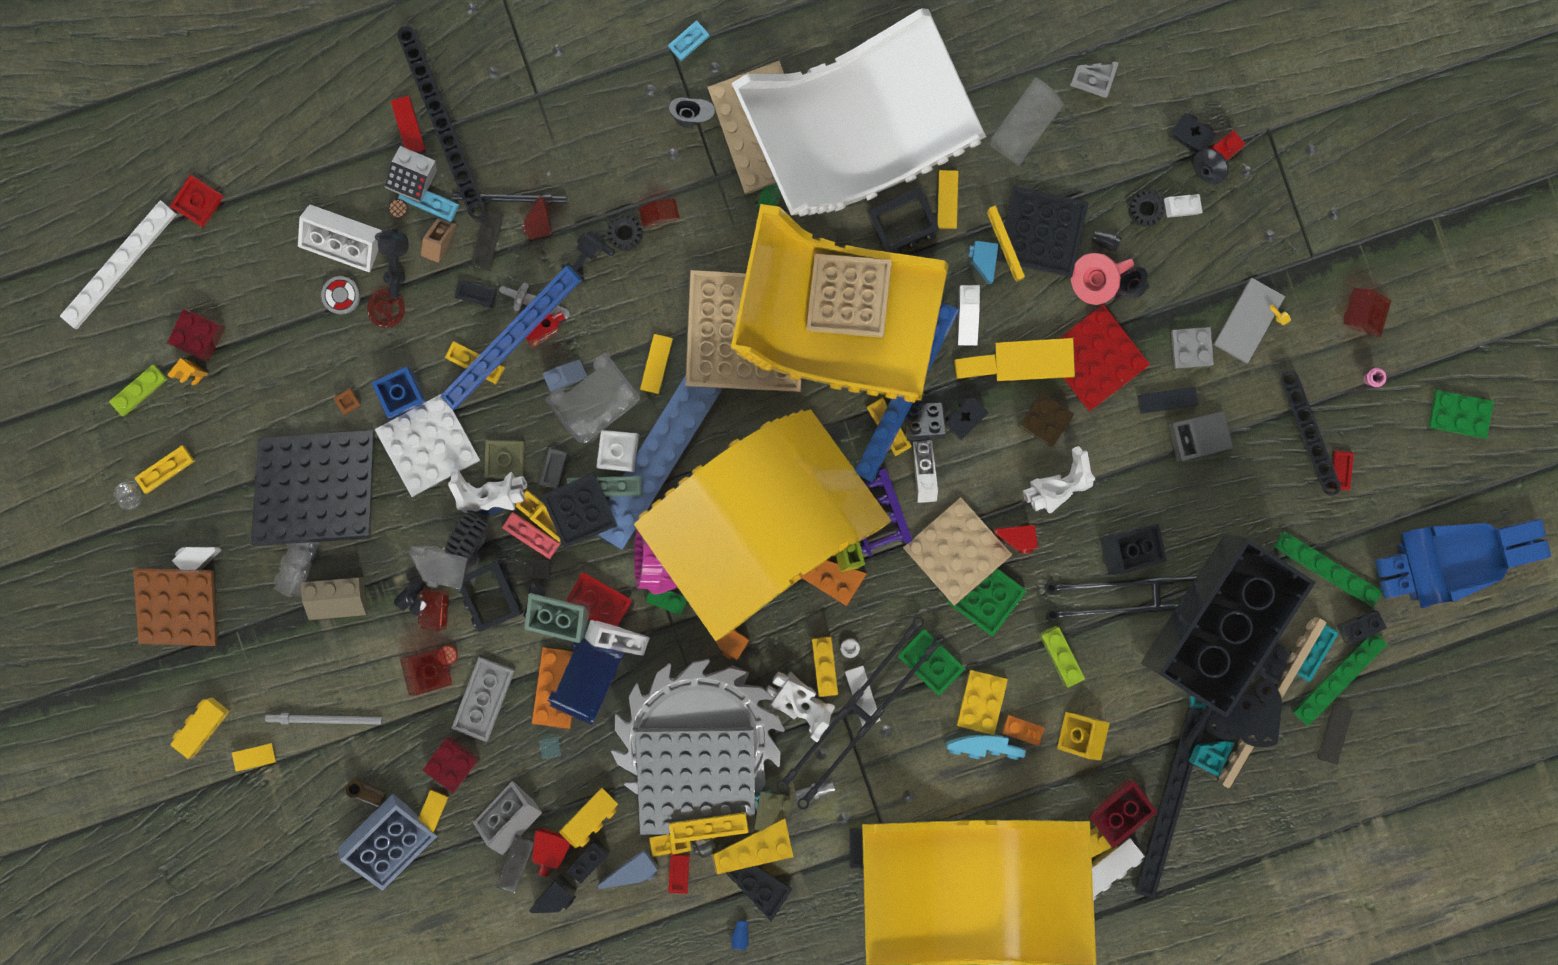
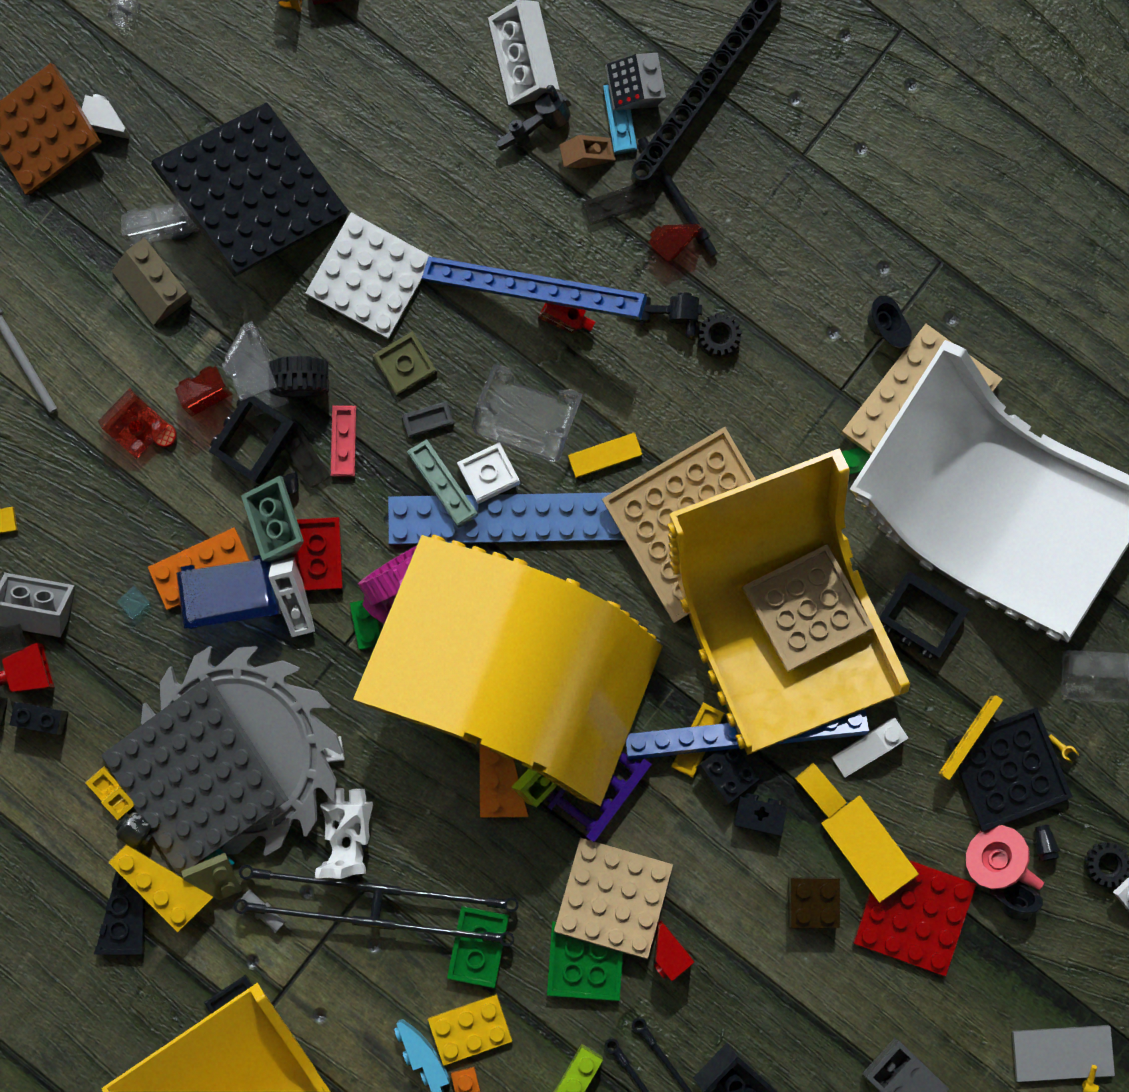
camera: 60 degrees right, 5 degrees down
(164, 469) = (174, 30): yellow plate -> none
(340, 295) = (466, 91): tile -> none
(347, 401) = (361, 167): dark orange plate -> none
(379, 306) = (478, 137): clear red piece -> none
(398, 208) = (592, 93): tile -> none
(399, 392) = (404, 212): blue brick -> none
(408, 124) = (684, 48): red tile -> none
(408, 597) = (197, 358): black piece -> none
(451, 764) = (52, 511): dark red brick -> none
(465, 357) = (485, 255): yellow tile -> none
(475, 293) = (556, 225): black tile -> none
(483, 699) = (141, 500): light grey tile -> none
(499, 494) = (363, 382): white hips -> none
(522, 297) = (584, 275): light grey sword -> none
(537, 512) = (371, 438): yellow slope -> none
(565, 375) = (531, 369): sand blue slope -> none
(579, 510) = (401, 472): black plate -> none
(589, 819) = (84, 690): yellow brick -> none
(633, 871) = (56, 772): sand blue slope -> none
(658, 212) = (763, 356): clear red slope -> none
(679, 873) = (84, 823): red tile -> none
(688, 40) = (960, 273): medium azure plate -> none
(708, 827) = (152, 822): yellow plate -> none
(733, 644) = (363, 722): orange slope -> none
(740, 936) = (57, 931): blue cone -> none
(824, 666) = (401, 835): yellow brick -> none
(849, 647) = (438, 850): white tile -> none
(856, 679) = (409, 878): white tile -> none
(925, 471) = (675, 808): white slope -> none
(947, 199) = (976, 647): yellow tile -> none
(983, 258) = (939, 725): dark azure slope -> none
(1051, 186) = (1062, 747): none -> yellow hand
(1053, 491) = (744, 960): white hips -> none
(1167, 400) = (921, 1020): black tile -> none
(1192, 347) = (993, 1010): light grey plate -> none

